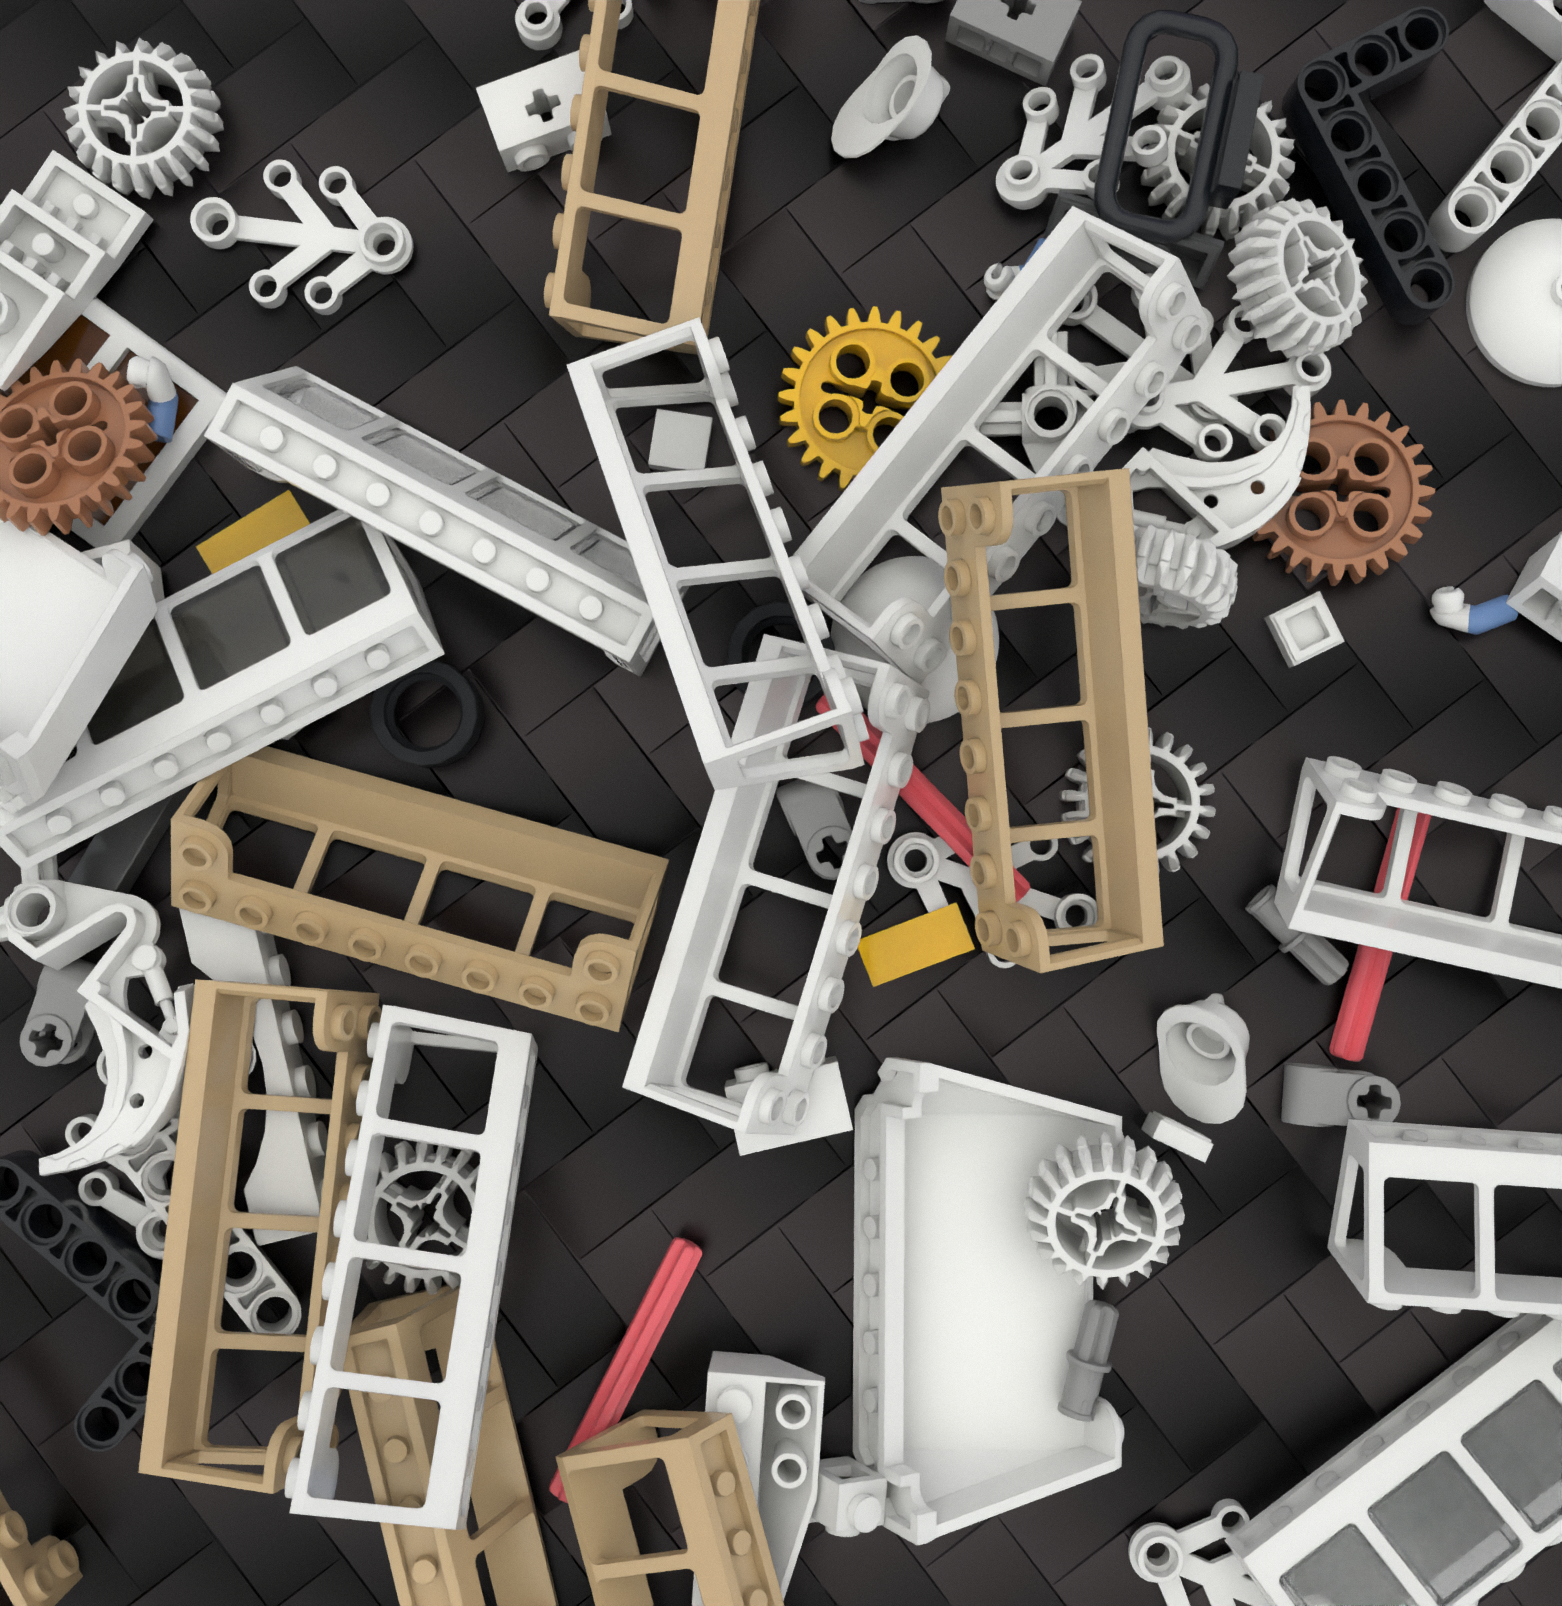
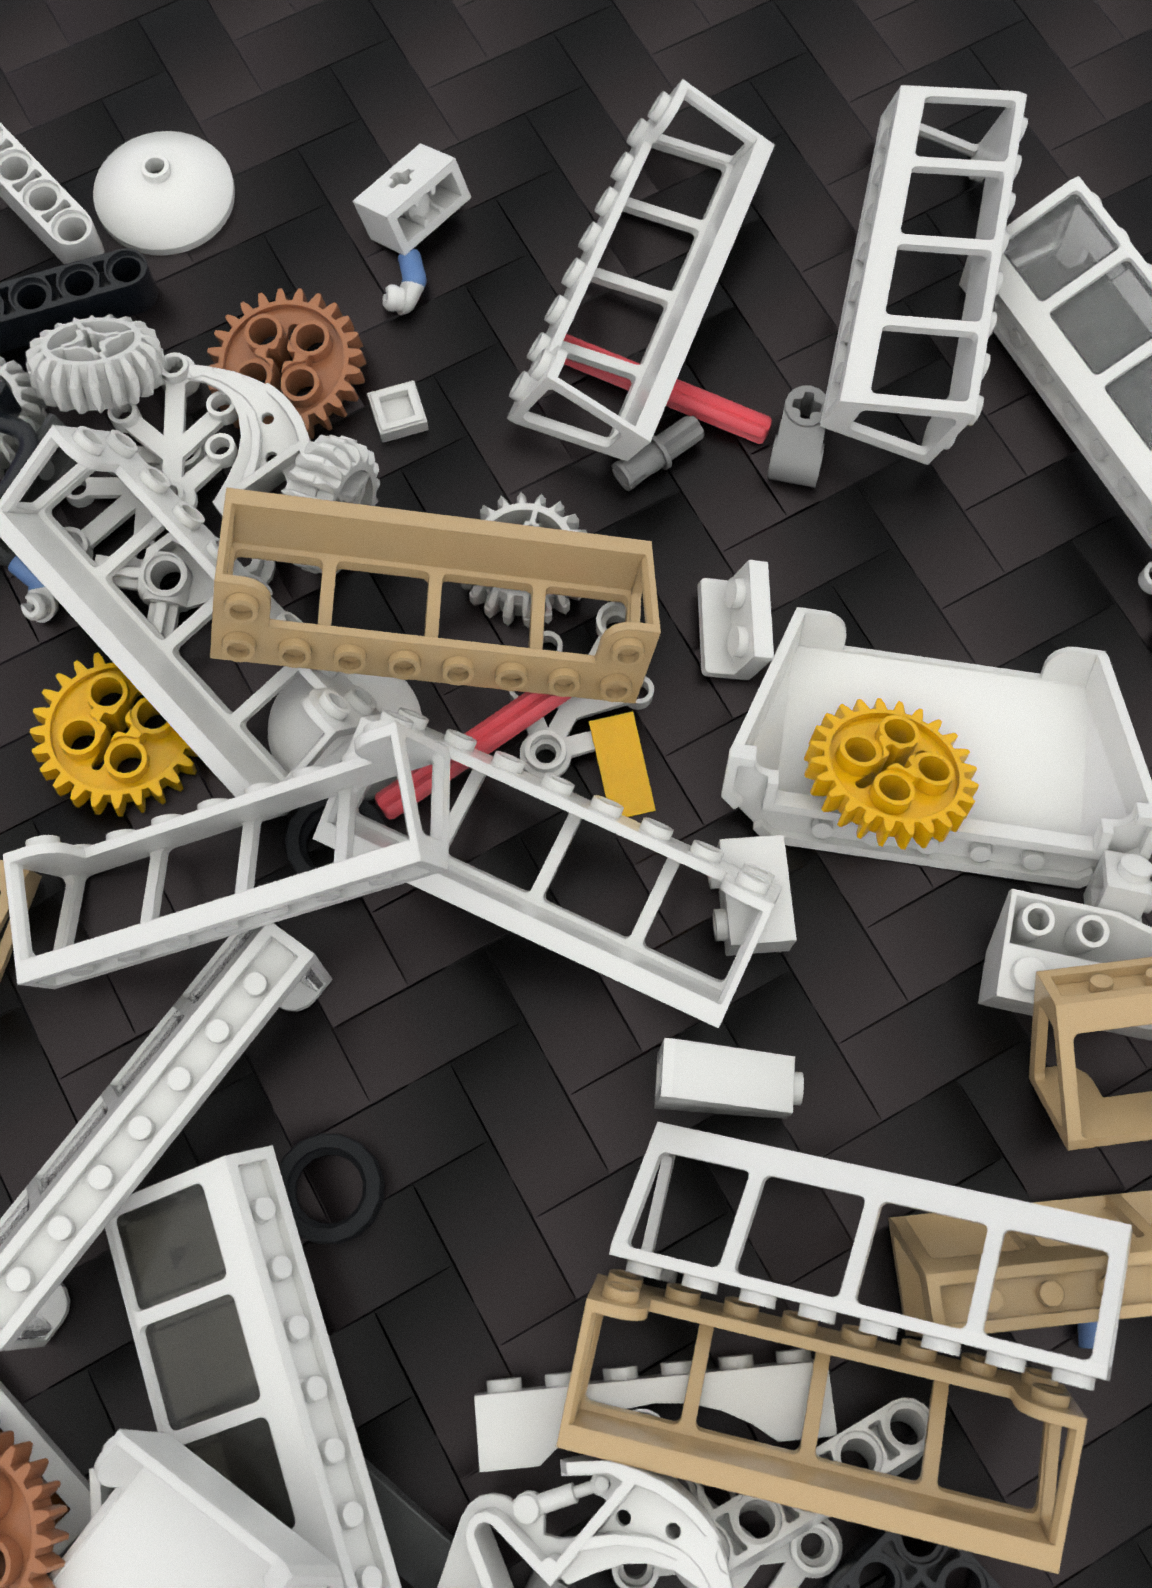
camera: 85 degrees left, 15 degrees down
(253, 532) = (114, 1350): yellow sticker -> none
(409, 1207) = (801, 1238): white gear -> none
(442, 837) = (452, 1192): tan window -> none
(584, 1098) = (726, 1080): none -> white slope
(636, 1345) = (980, 1080): coral axle -> none
(680, 441) = (114, 906): white tile -> none
(815, 816) = (496, 830): light grey piece -> none
(903, 1277) = (890, 773): none -> yellow gear
(1089, 1361) = (1010, 666): light grey axle -> none
(1095, 1049) = (736, 623): none -> white bracket
(1116, 1239) = (860, 633): white gear -> none
(1177, 1136) = (819, 568): white tile -> none
(1204, 1058) = (757, 530): white piece -> none

